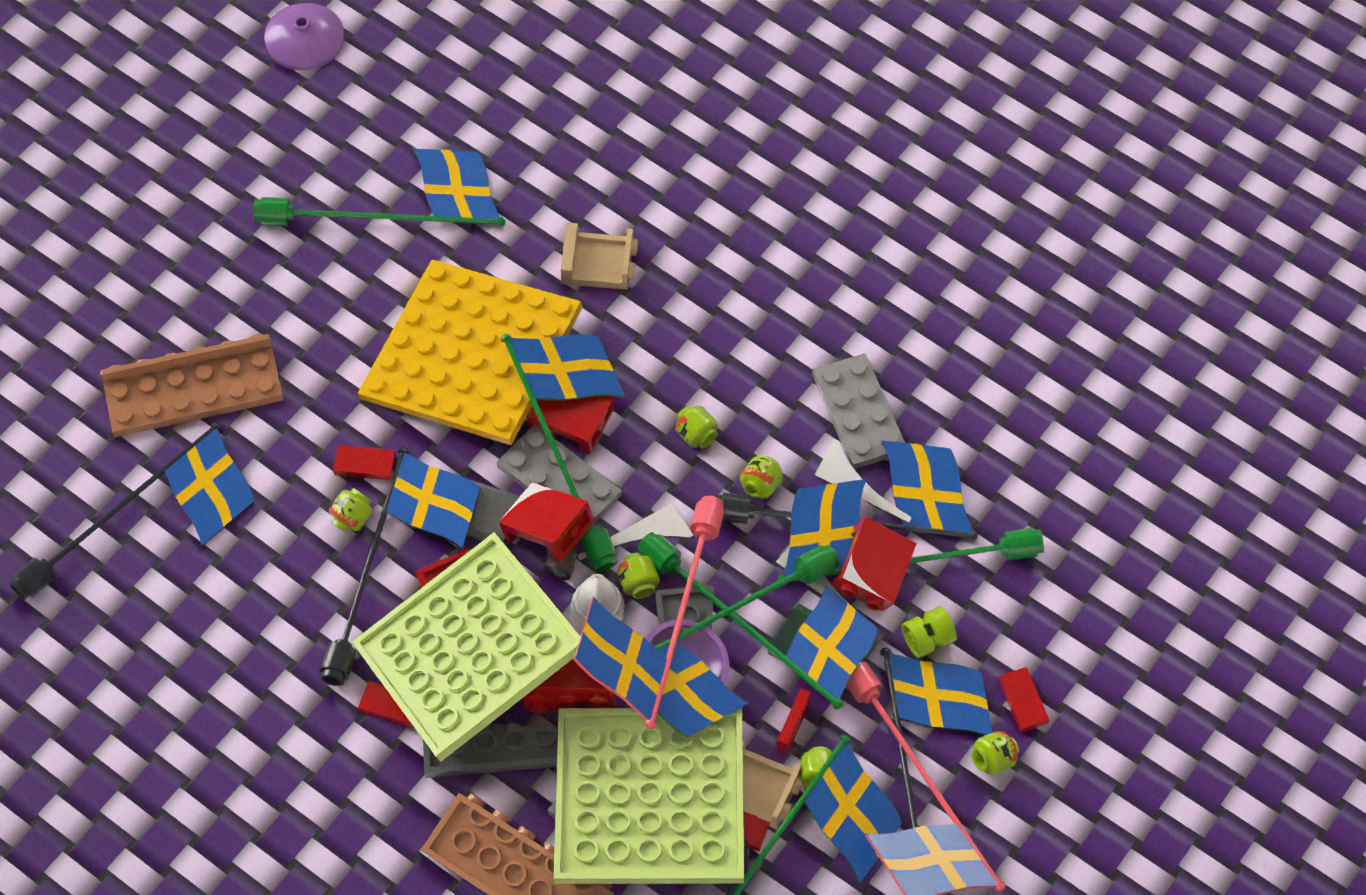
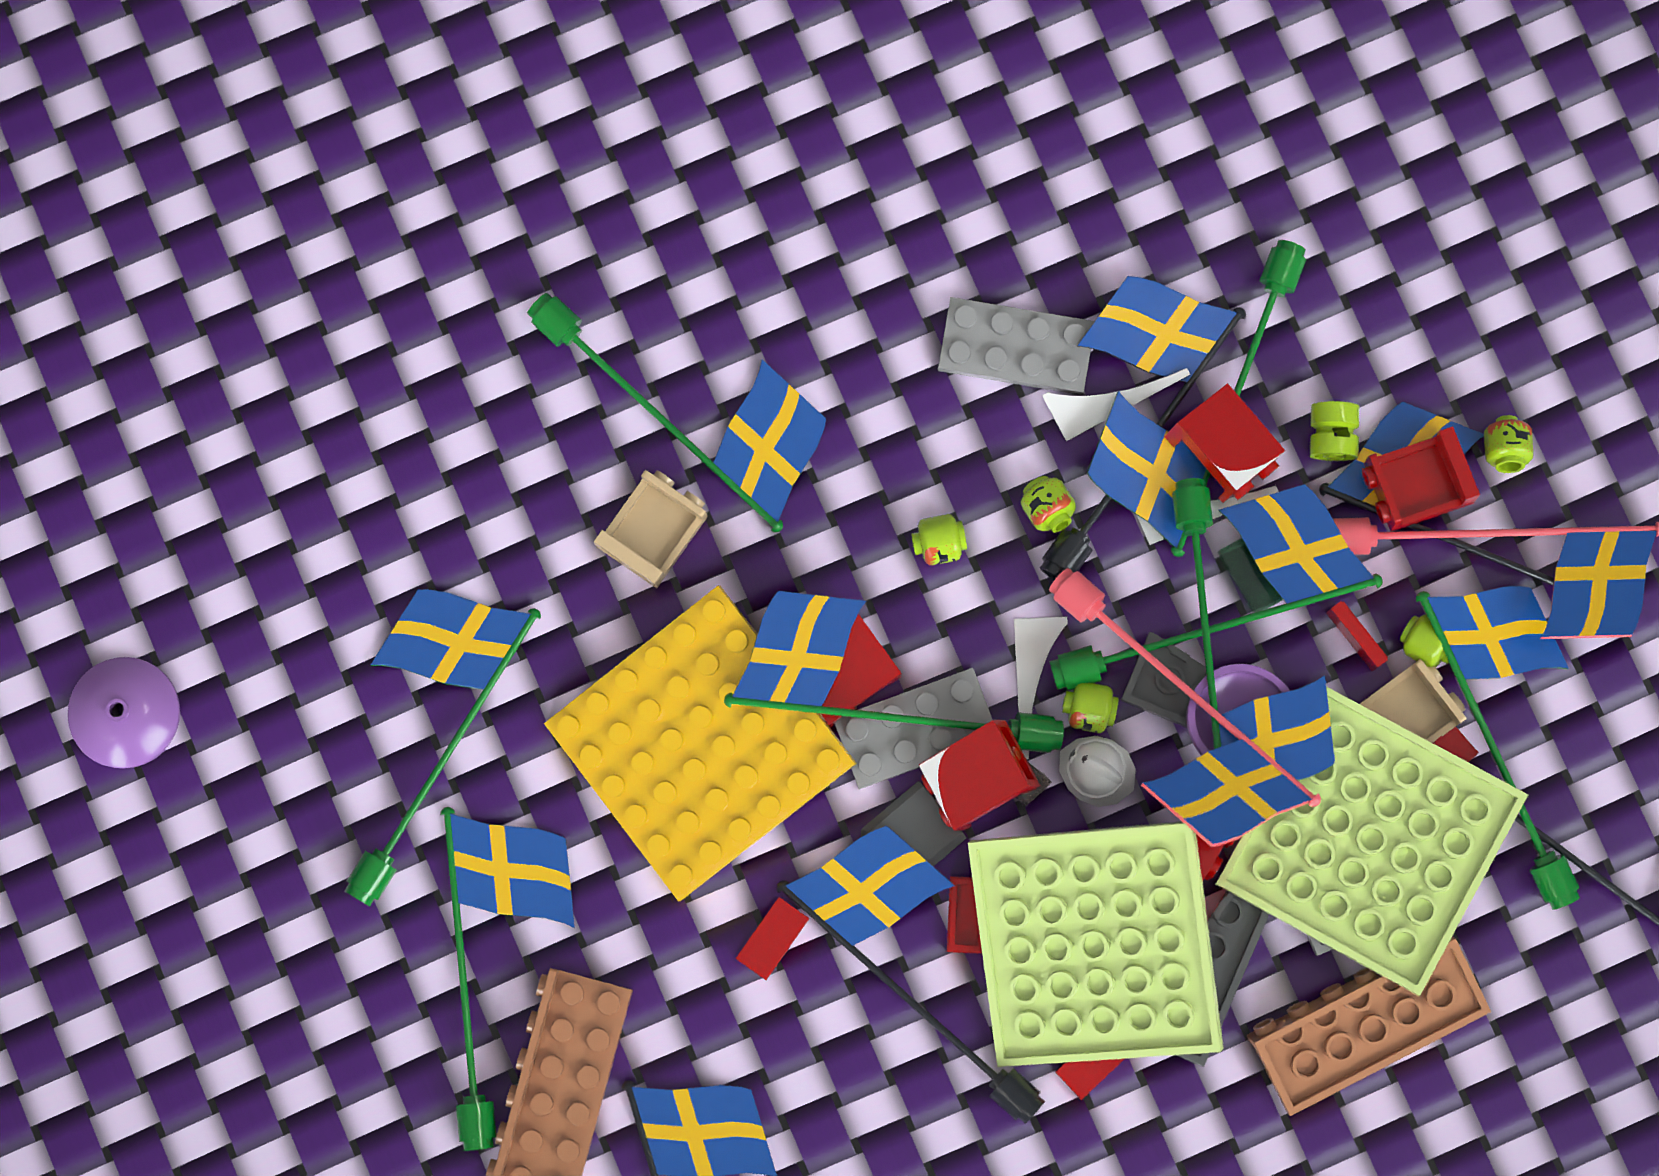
camera: 55 degrees left, 20 degrees up
(317, 284) = (505, 874): none -> flag
(350, 510) = (832, 986): lime head -> none
(695, 295) = (763, 443): none -> flag
(929, 705) = (1420, 480): none -> red panel
(1023, 699) = (1459, 376): red tile -> none

